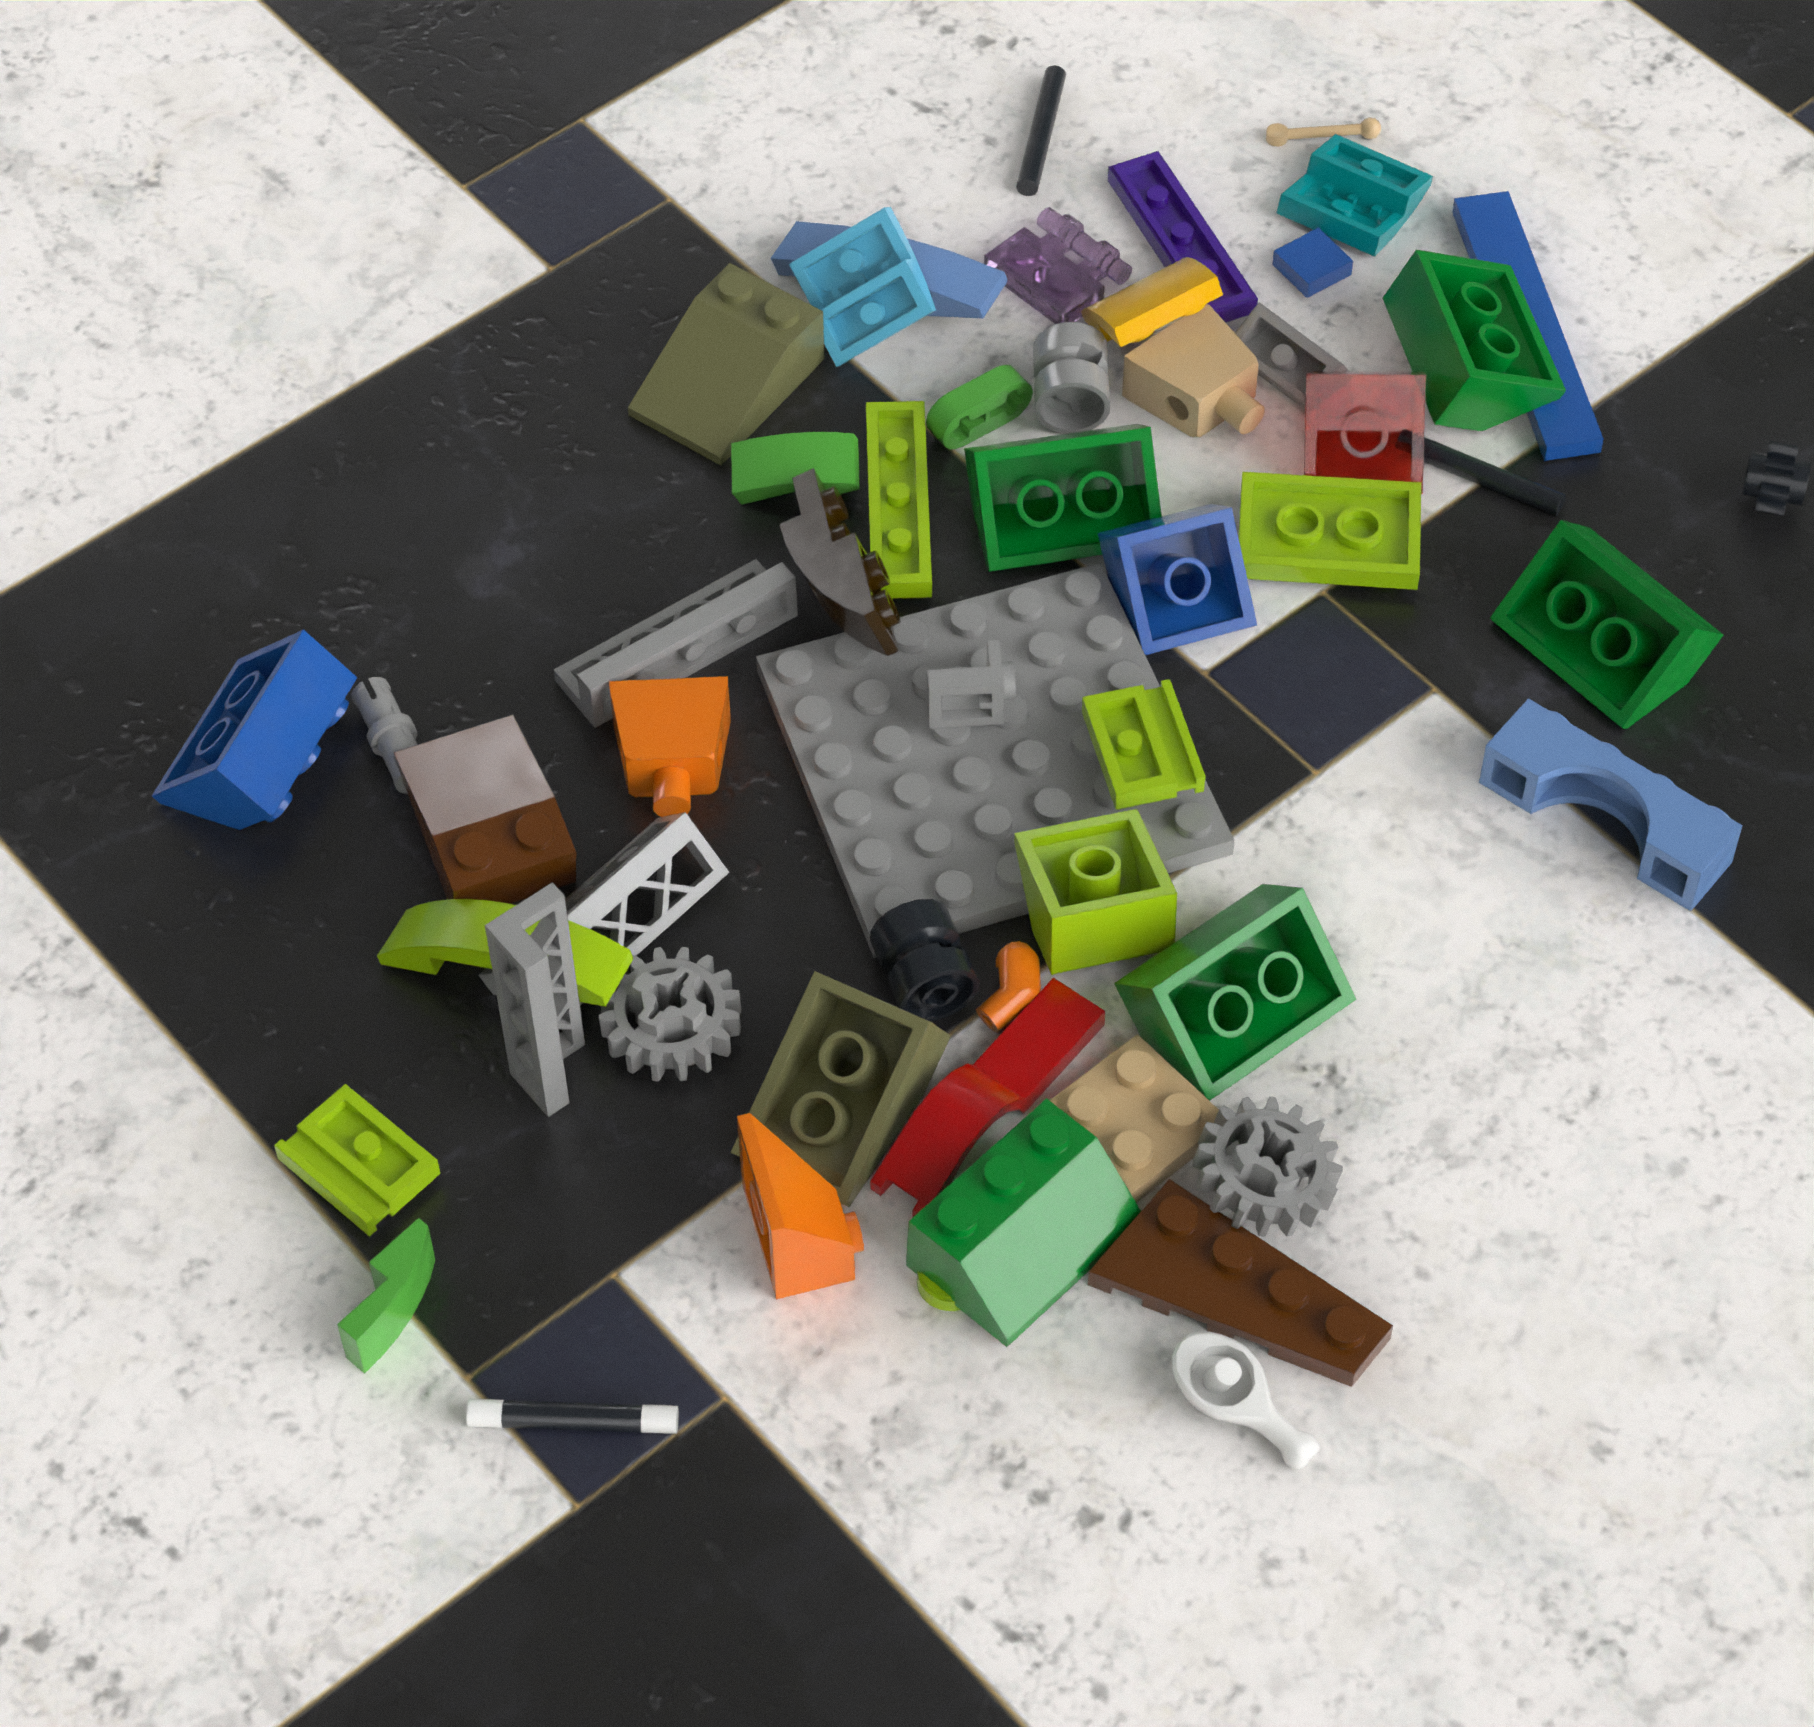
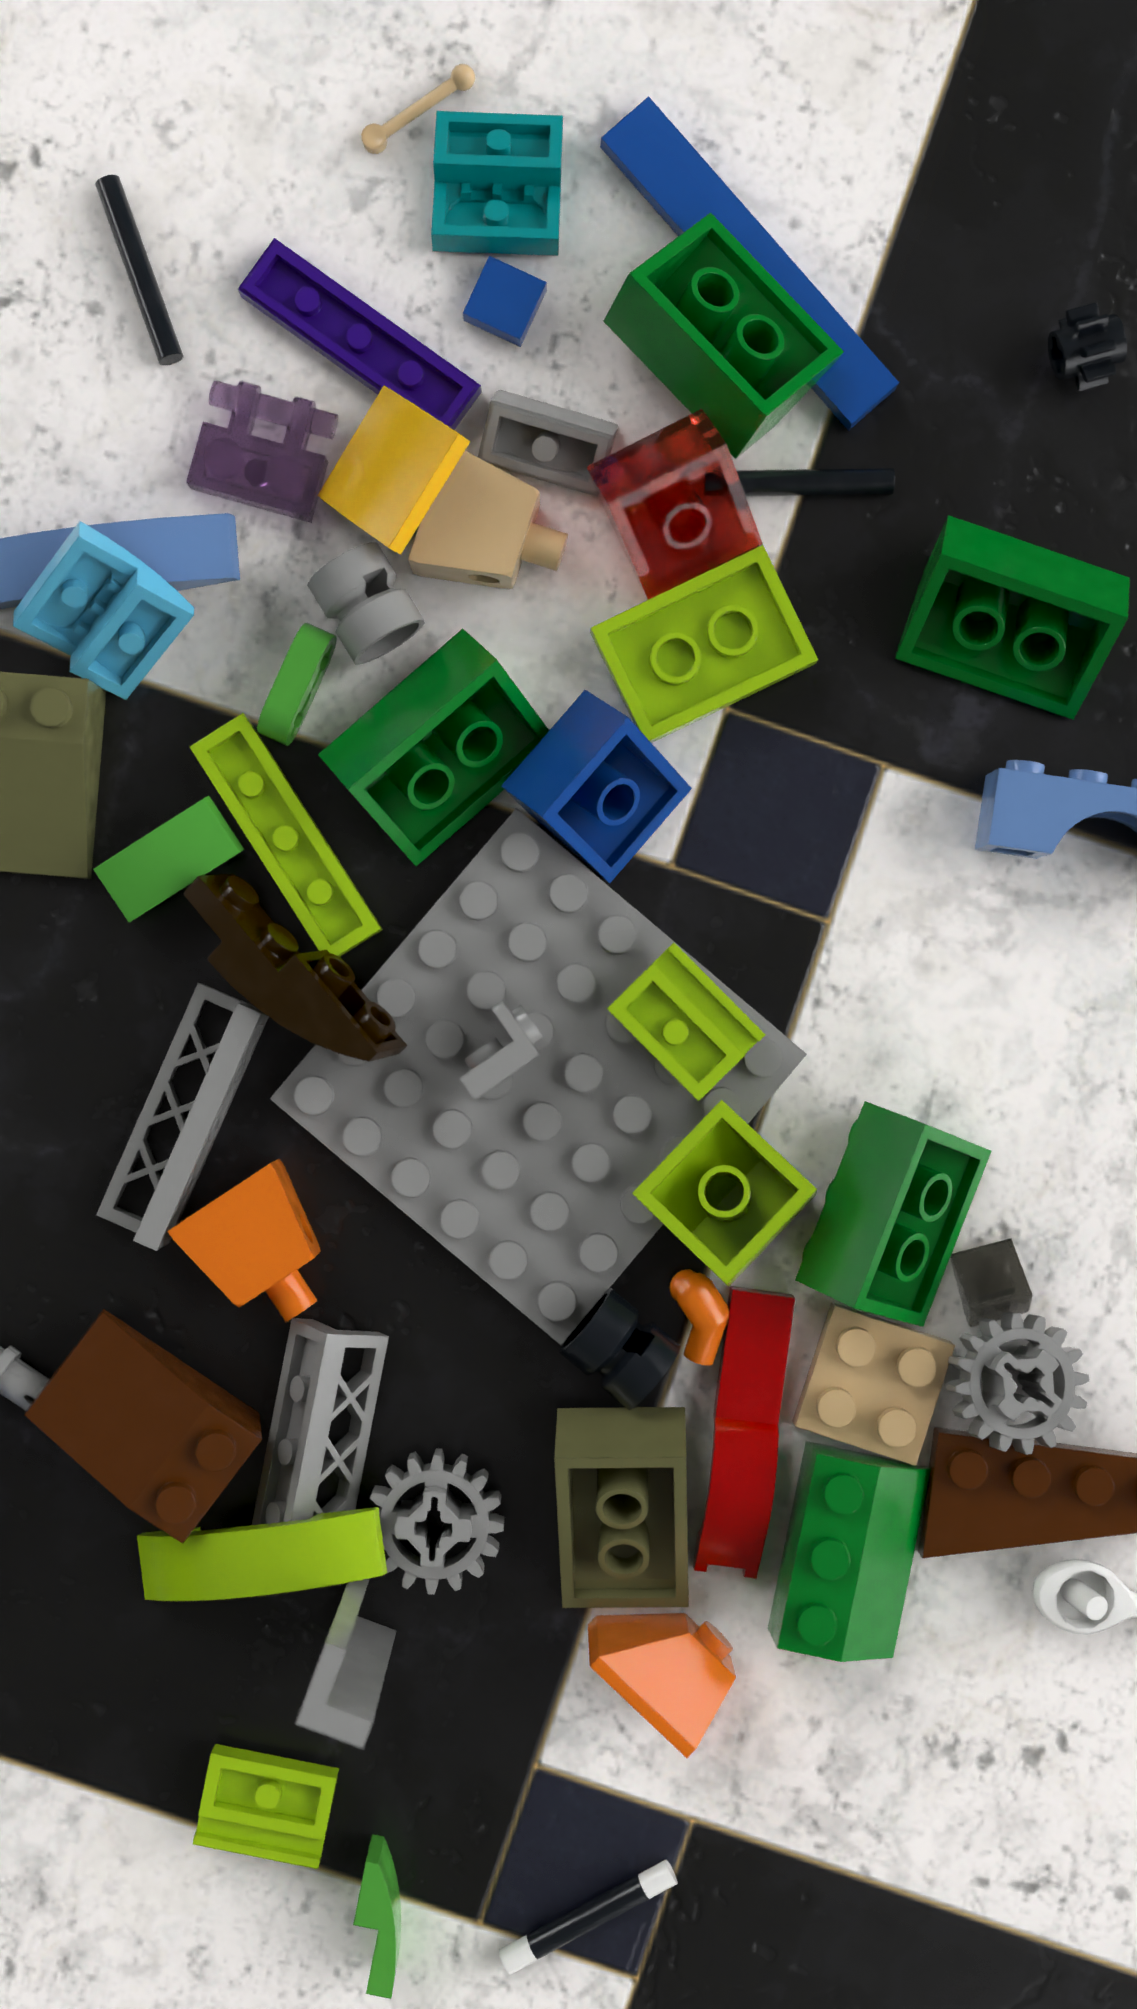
camera: 30 degrees left, 35 degrees up
(1295, 1085) = (991, 1281): none -> clear smoke slope

